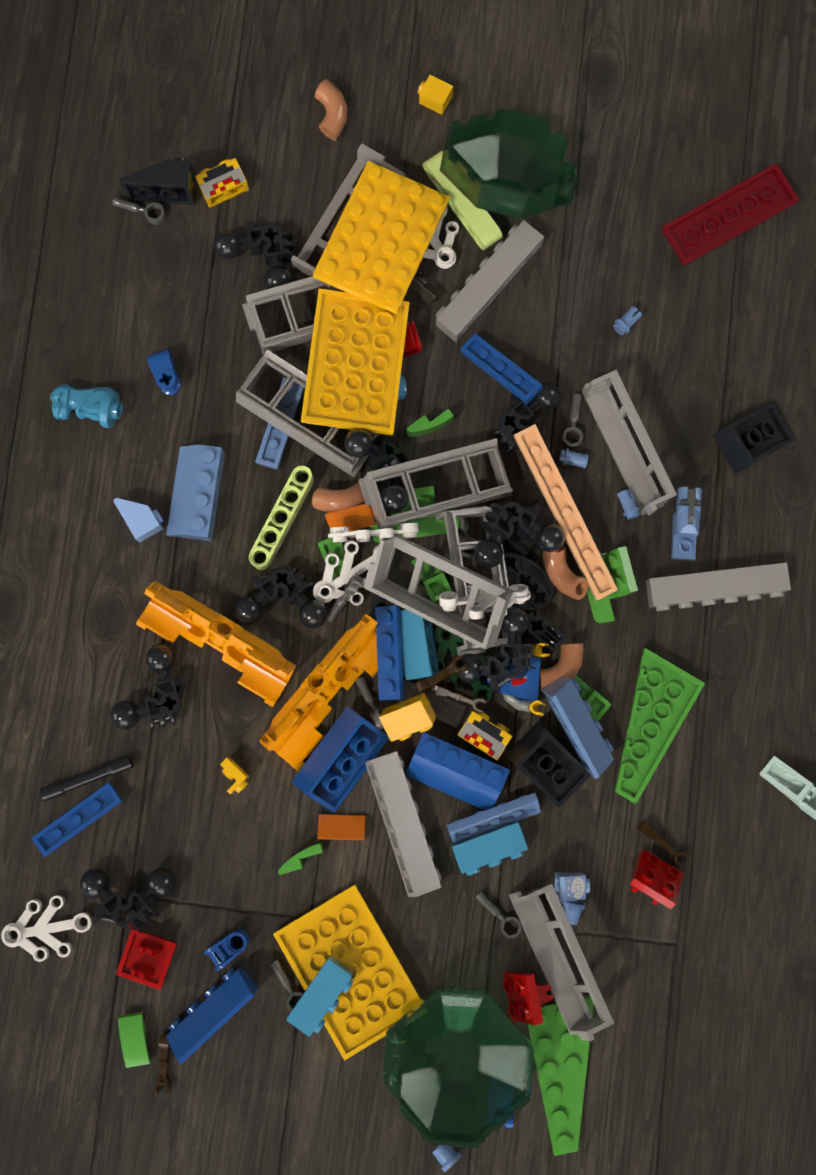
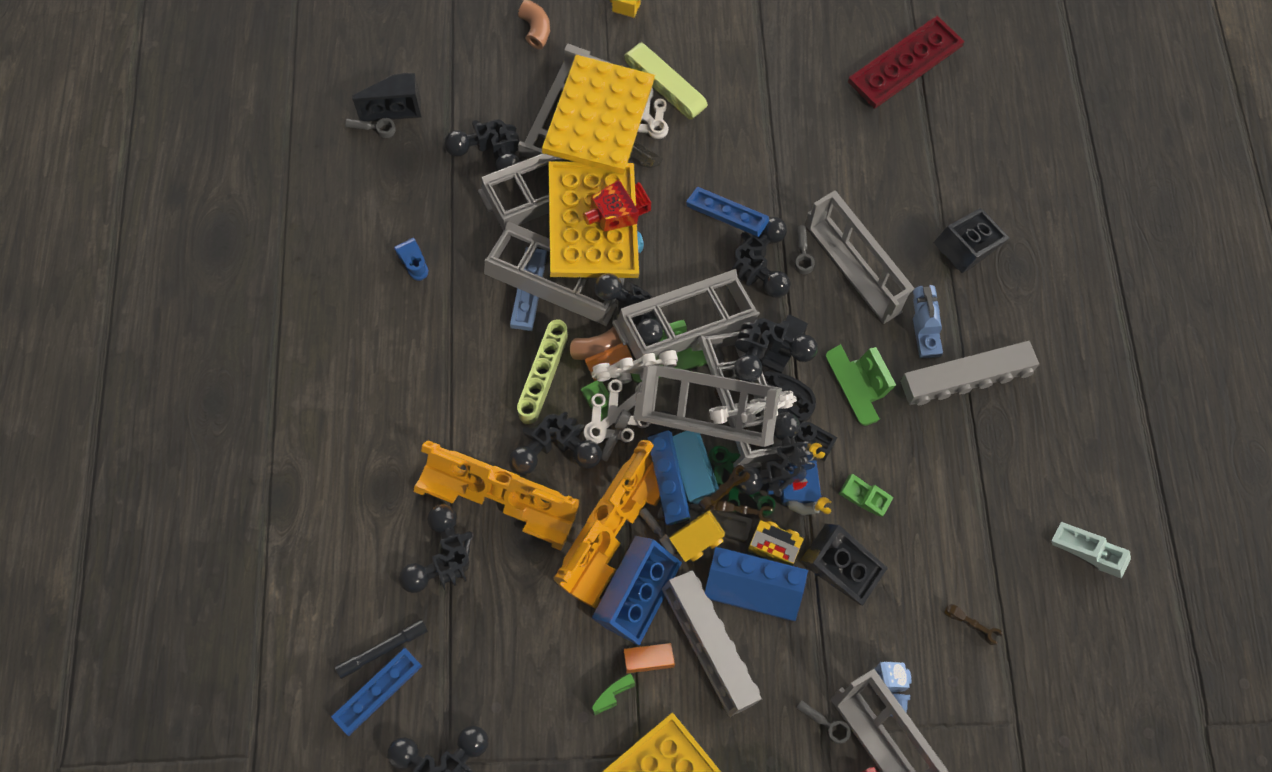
camera: 10 degrees left, 15 degrees down
(93, 403) = (349, 295): dark azure animal -> none
(139, 518) = (405, 391): light blue slope -> none
(196, 492) = (456, 360): medium blue slope -> none
(222, 182) = (444, 93): brick -> none
(234, 771) = (530, 618): yellow bracket -> none
(376, 356) = (612, 208): none -> red torso
(424, 426) = (666, 272): bright green slope -> none
(433, 580) = (697, 405): bright green slope -> none
(489, 280) = (701, 142): light grey brick -> none
(490, 848) = (802, 654): dark azure brick -> none
(494, 818) = (800, 624): medium blue plate -> none
(509, 163) = (703, 40): clear green windscreen -> none
(562, 576) = (821, 385): nougat cylinder -> none
(565, 512) = (813, 325): light nougat plate -> none
(568, 664) = (842, 469): nougat cylinder -> none
(573, 458) = (809, 281): medium blue pin -> none
(579, 725) = (866, 517): medium blue slope -> none
(626, 321) = (831, 162): medium blue pin -> none
(629, 505) = (870, 314): medium blue pin -> none
(656, 879) = (976, 656): red plate -> none
(657, 712) = (939, 498): bright green wing -> none

